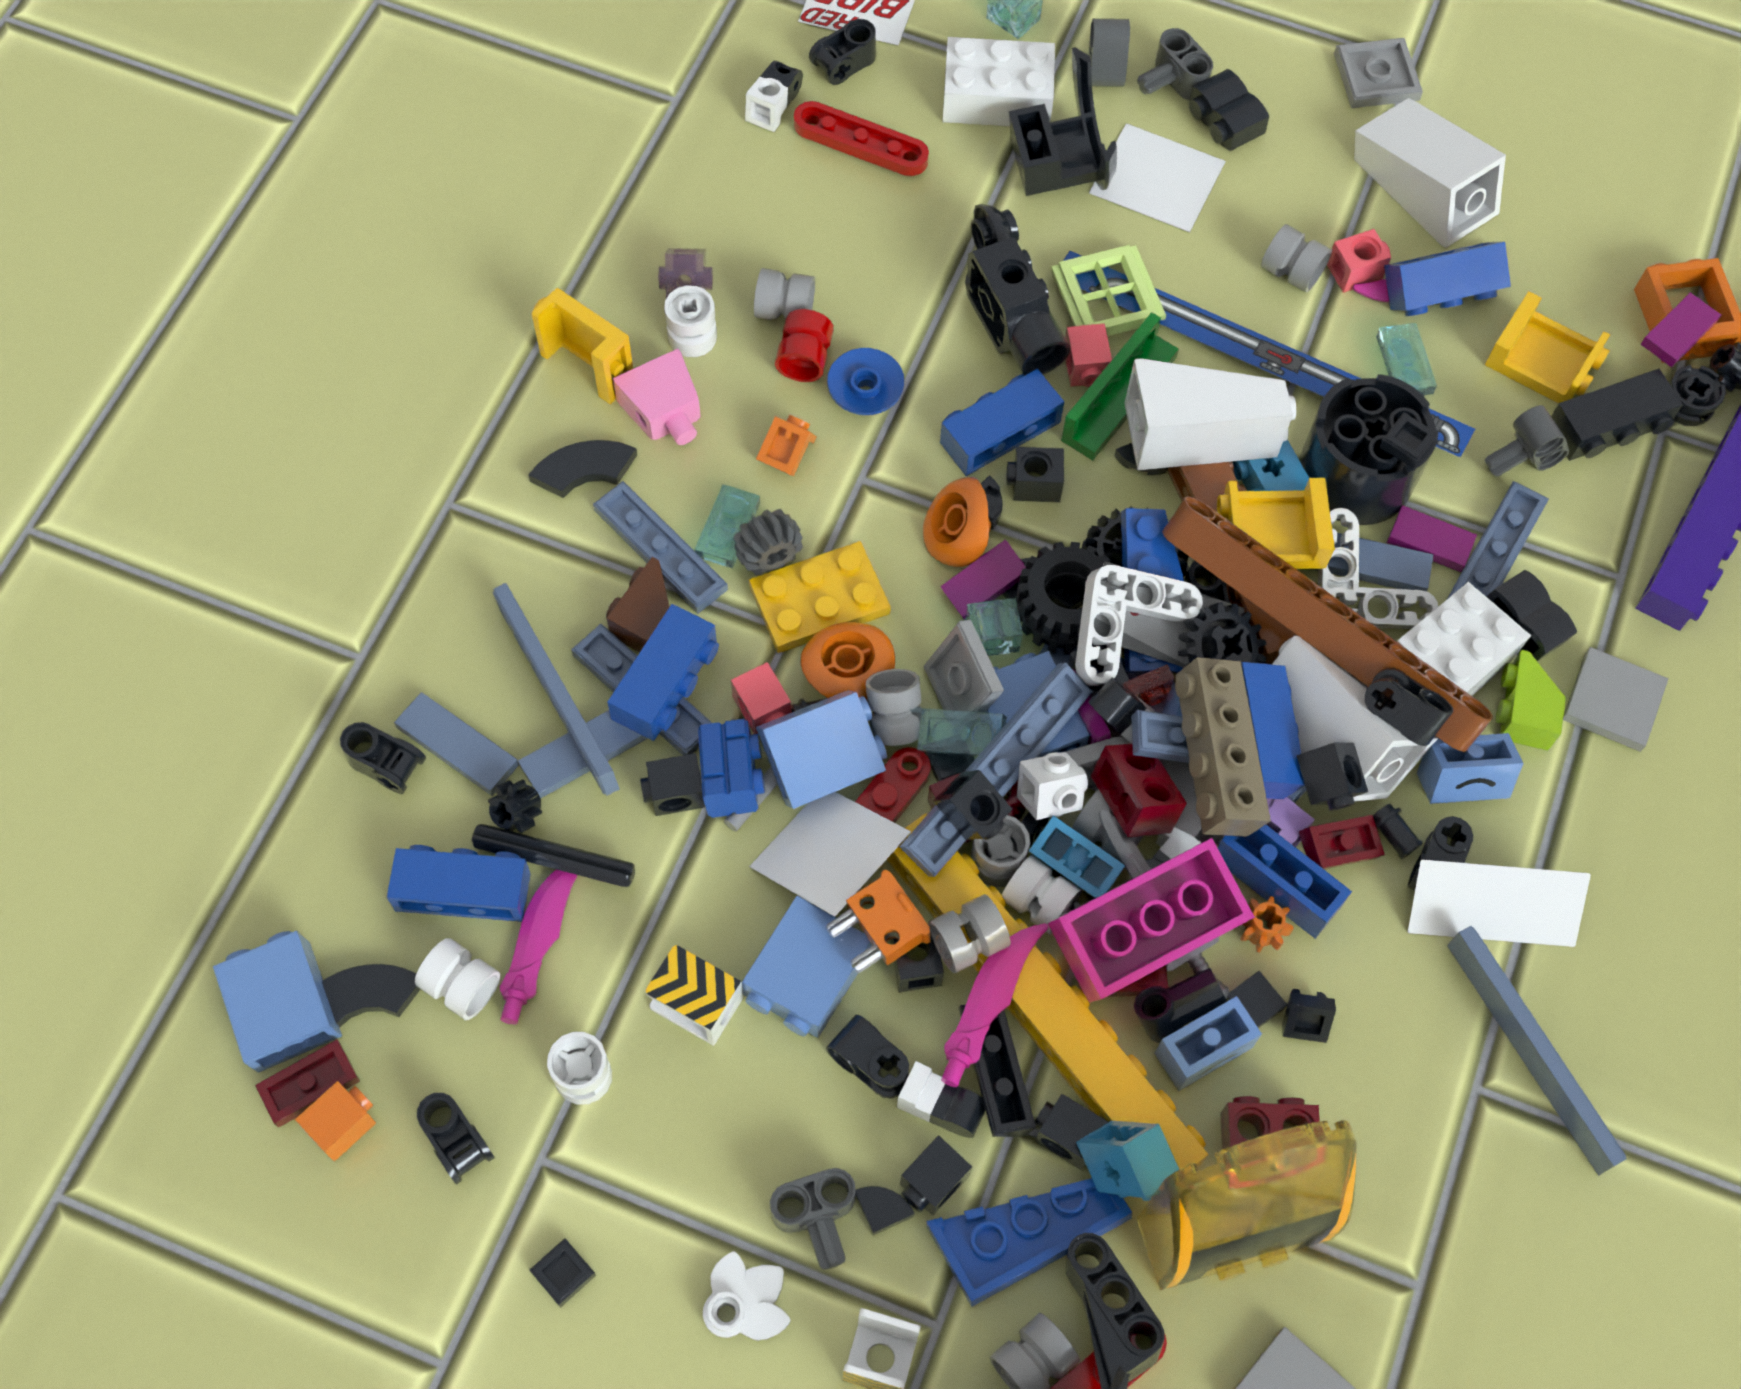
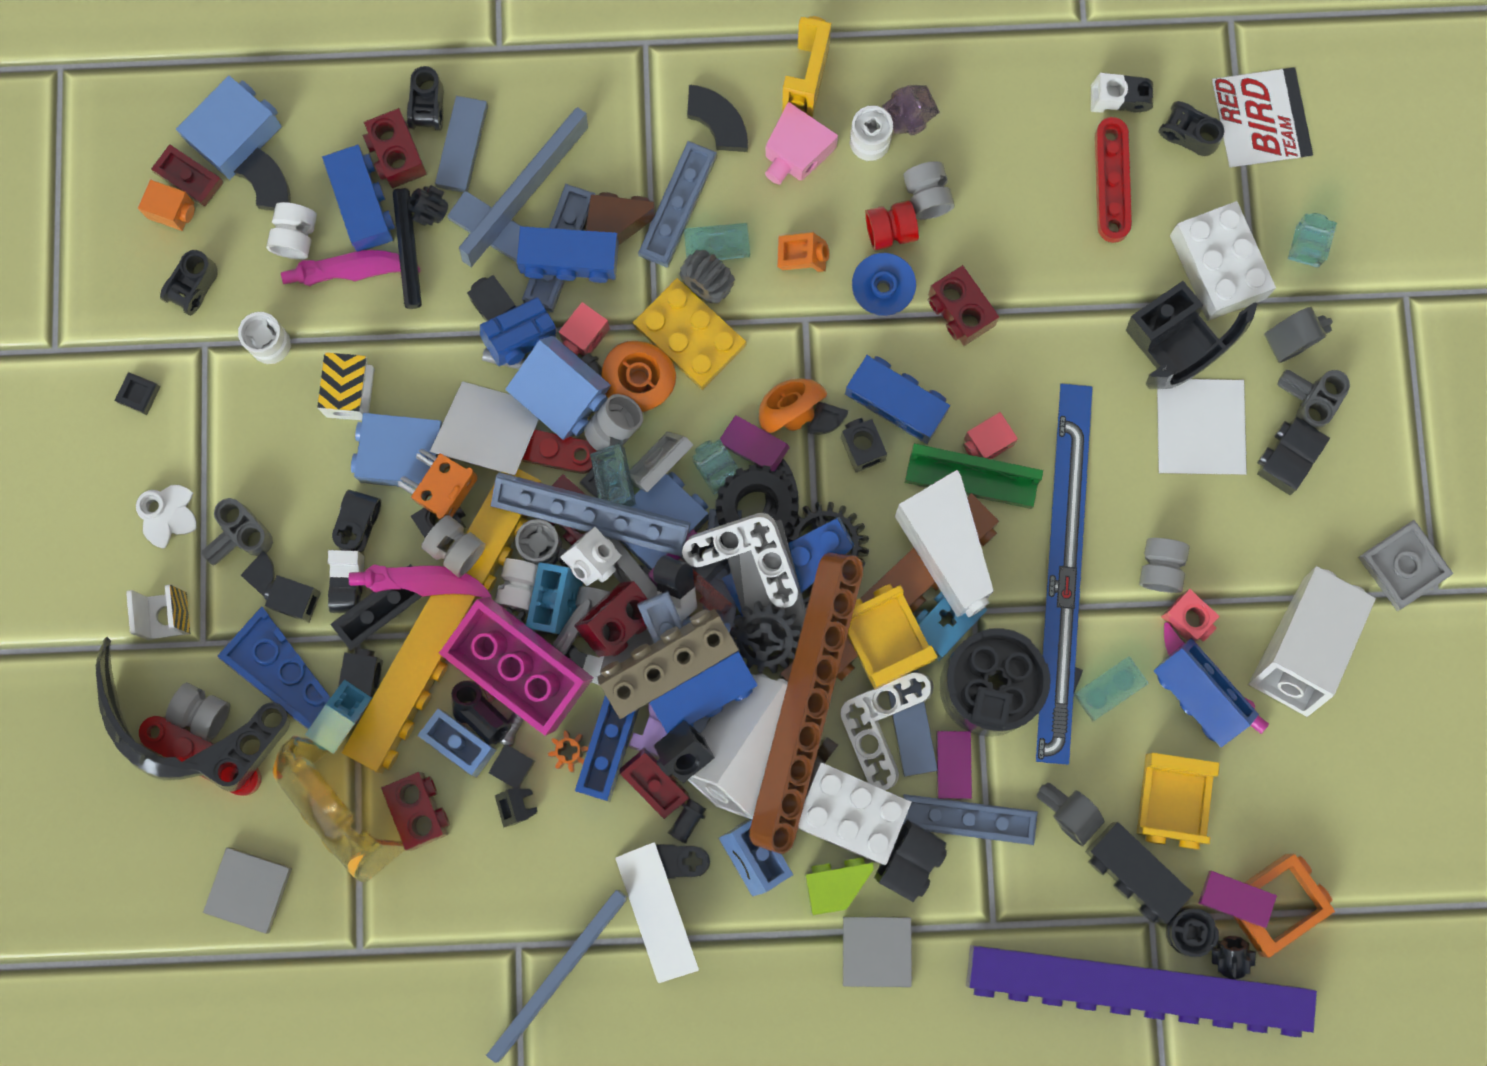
camera: 70 degrees right, 15 degrees up
(423, 806) = (397, 147): none -> dark red brick
(927, 313) = (971, 302): none -> dark red brick
(956, 803) = (551, 498): black brick -> none
(1010, 295) = (1022, 338): black brick -> none
(1138, 279) = (1079, 453): yellowish green piece -> none
(1411, 708) = (755, 786): black piece -> none

